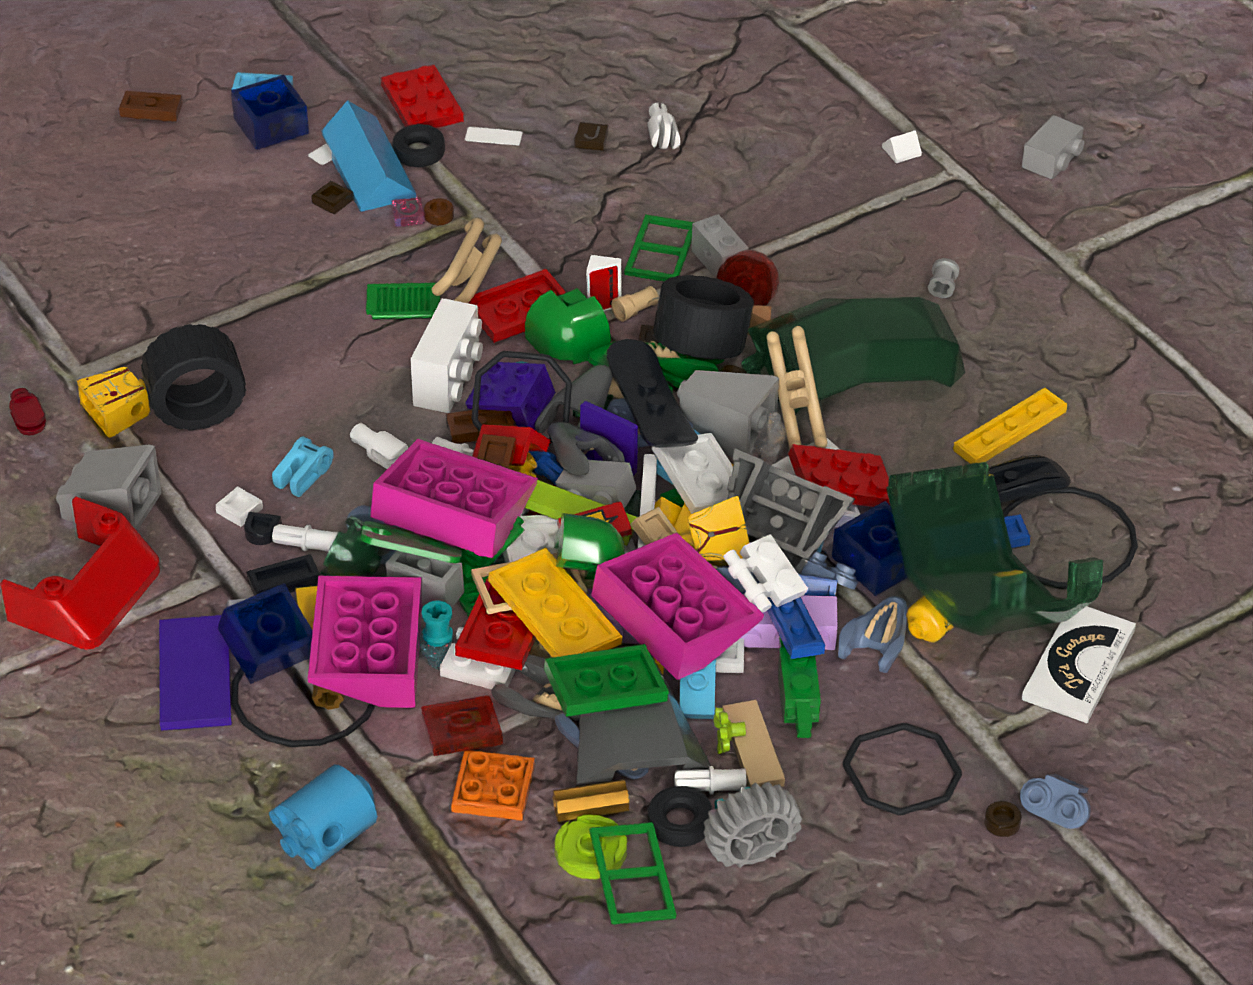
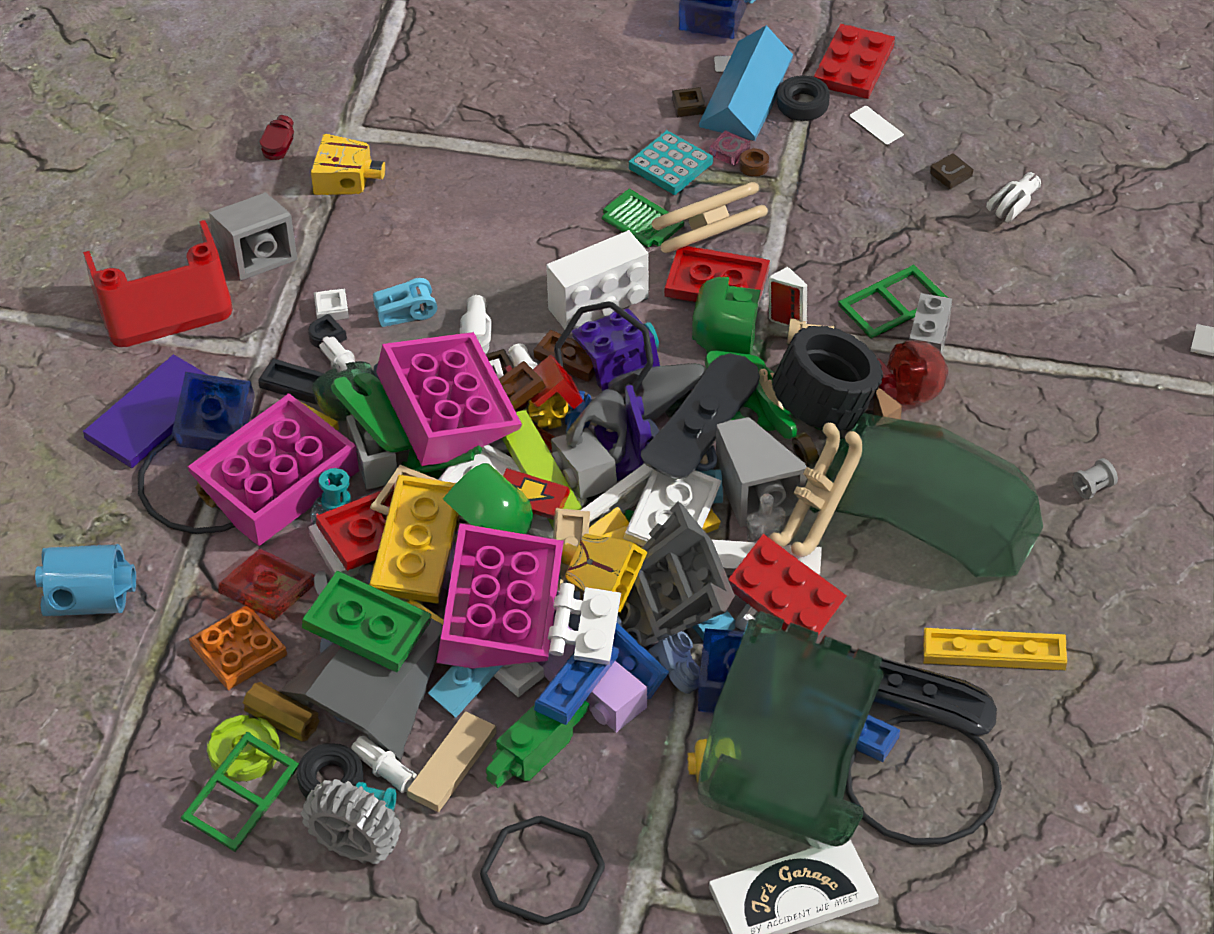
camera: 45 degrees right, 5 degrees up
(189, 350) = (391, 180): black tyre -> none
(375, 247) = (670, 162): none -> tile
(726, 730) = (436, 731): lime plant -> none
(878, 629) = (660, 740): sand blue animal -> none

